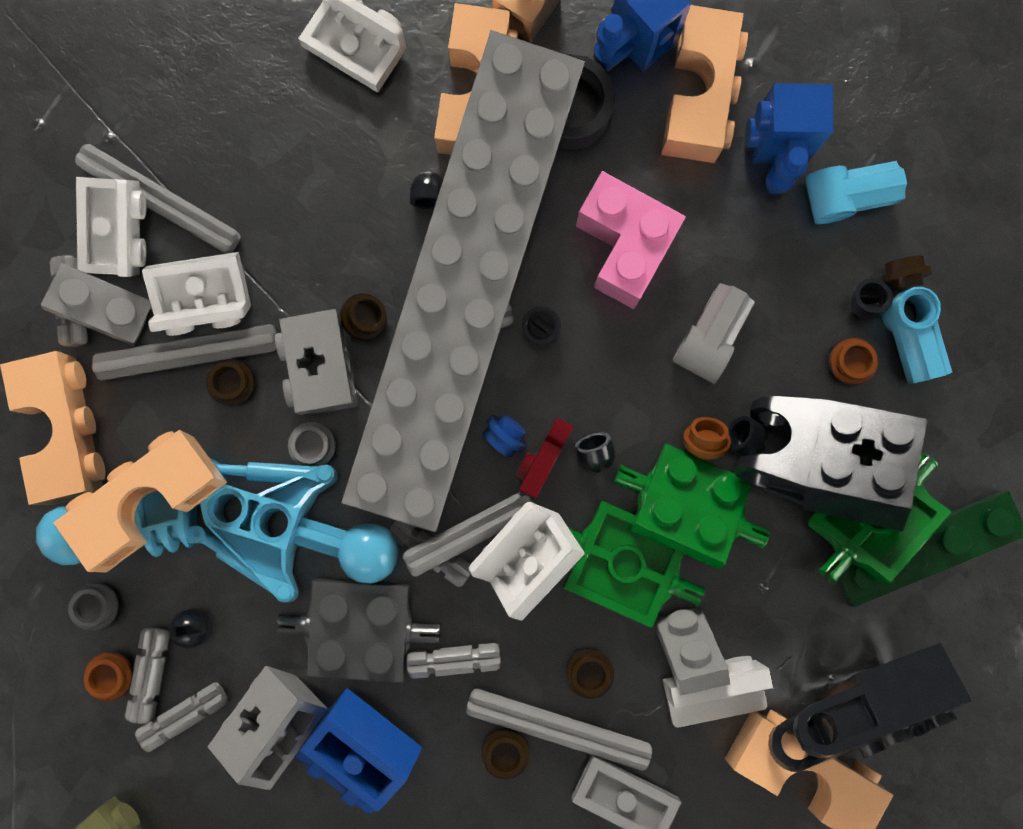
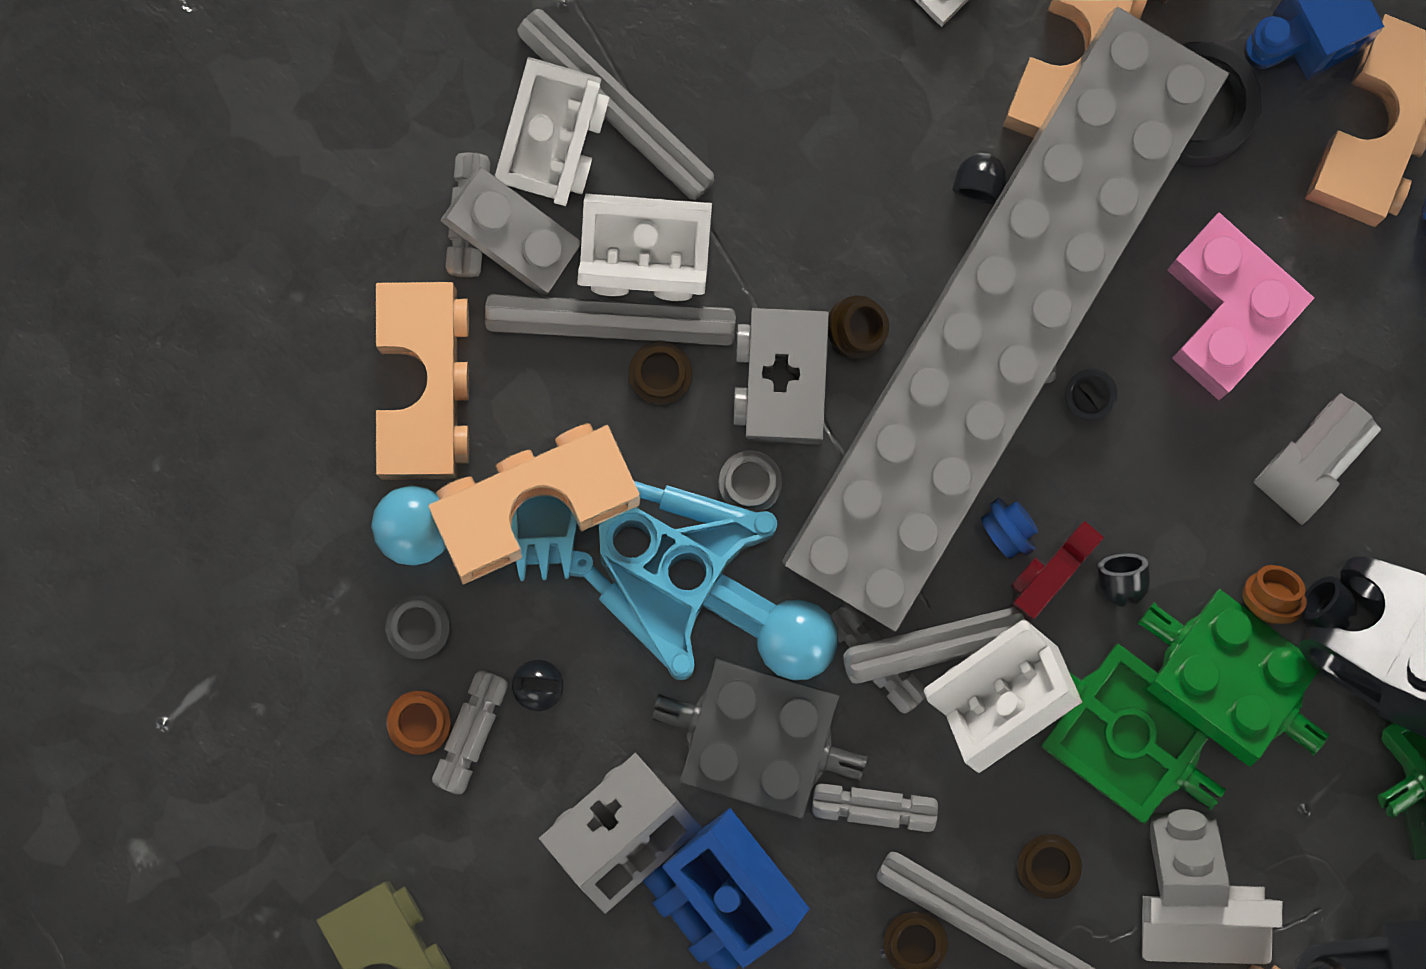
camera: 10 degrees right, 0 degrees up
(181, 717) = (503, 797): light grey axle -> none

